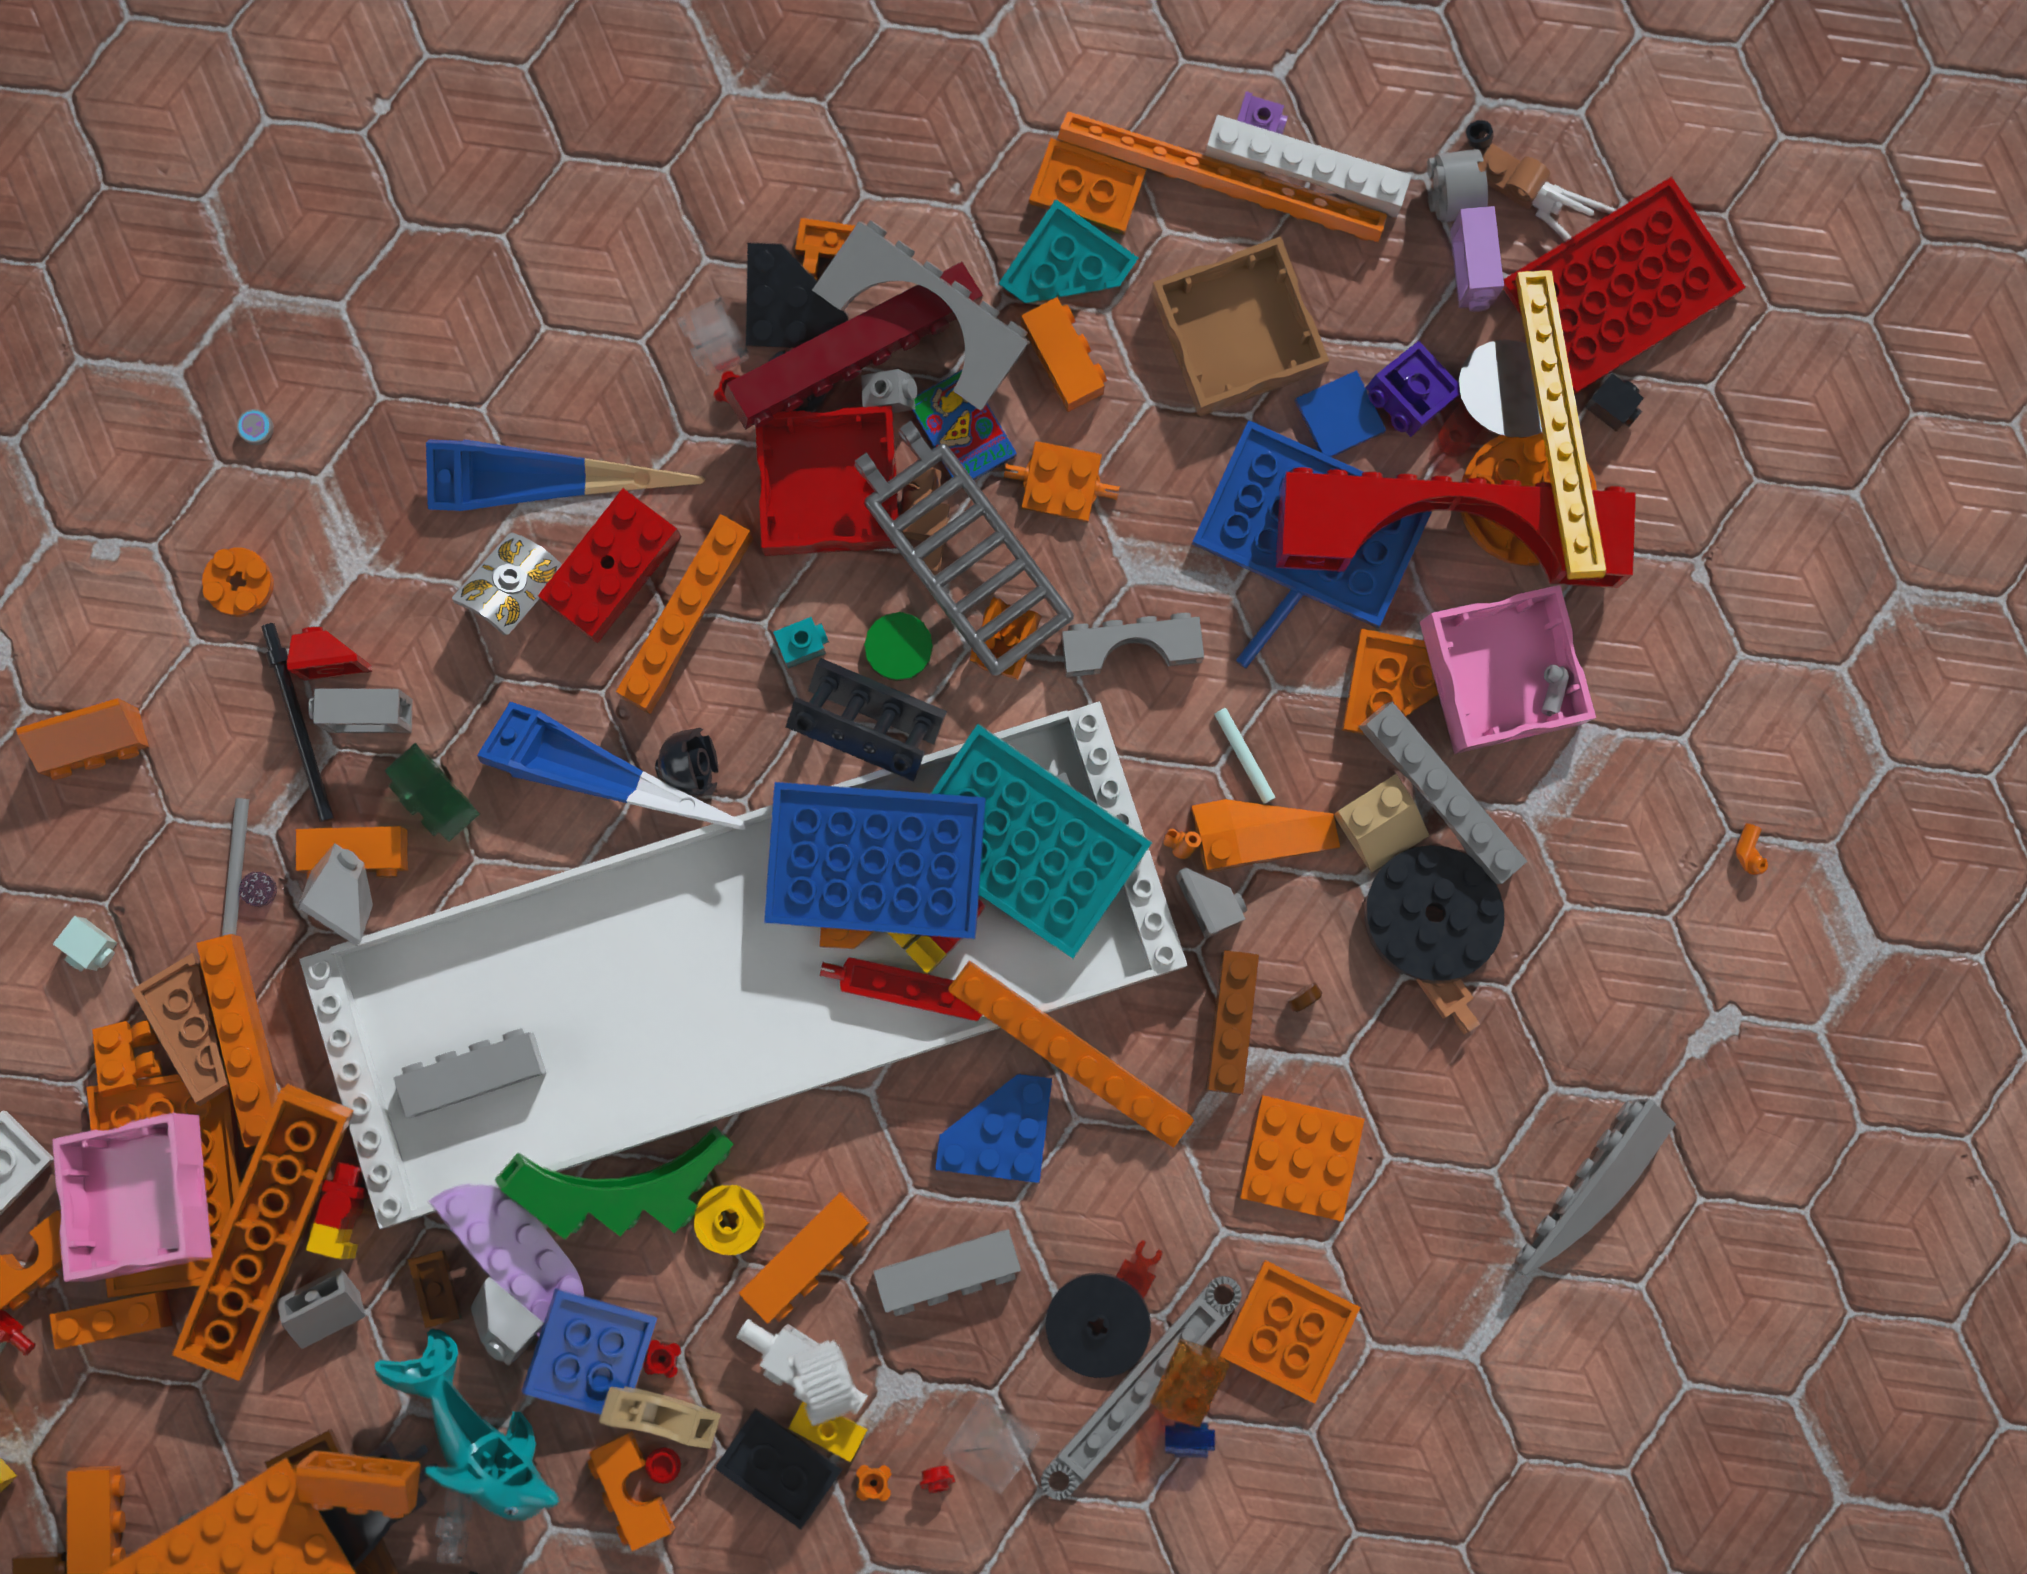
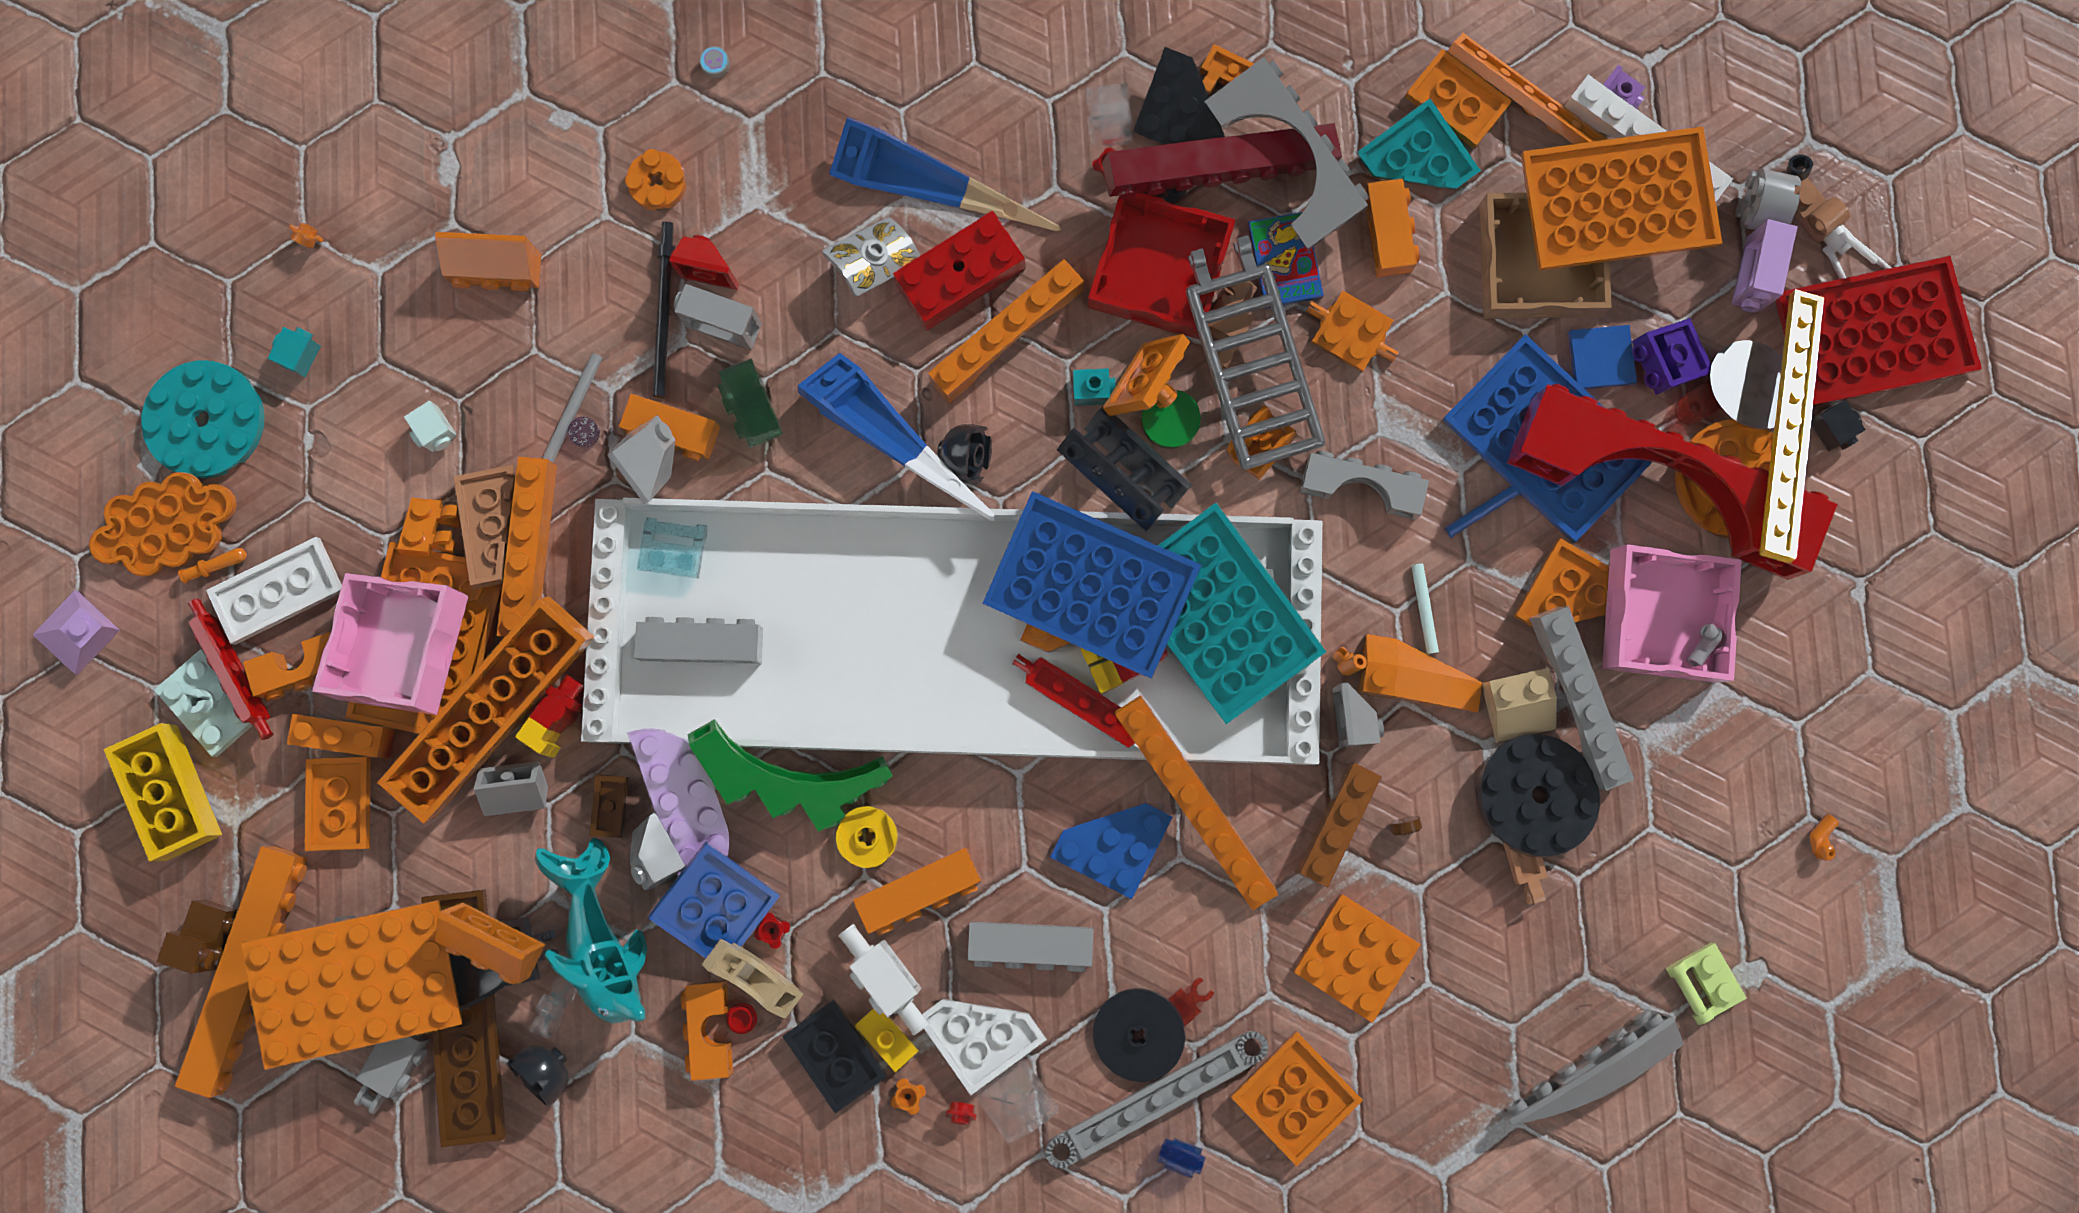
camera: 25 degrees right, 0 degrees up
(133, 1394) = (337, 803): none -> orange plate
(404, 993) = (669, 557): none -> clear light blue plate
(824, 1382) = (897, 1000): white brick -> none
(857, 612) = (1148, 377): none -> orange plate
(888, 389) = (1238, 205): light grey brick -> none
(929, 1392) = (980, 1039): none -> white plate
(1190, 1383) = (1199, 1111): clear orange brick -> none
(1297, 240) = (1621, 198): none -> orange plate
(1687, 1042) = (1714, 979): none -> yellowish green plate

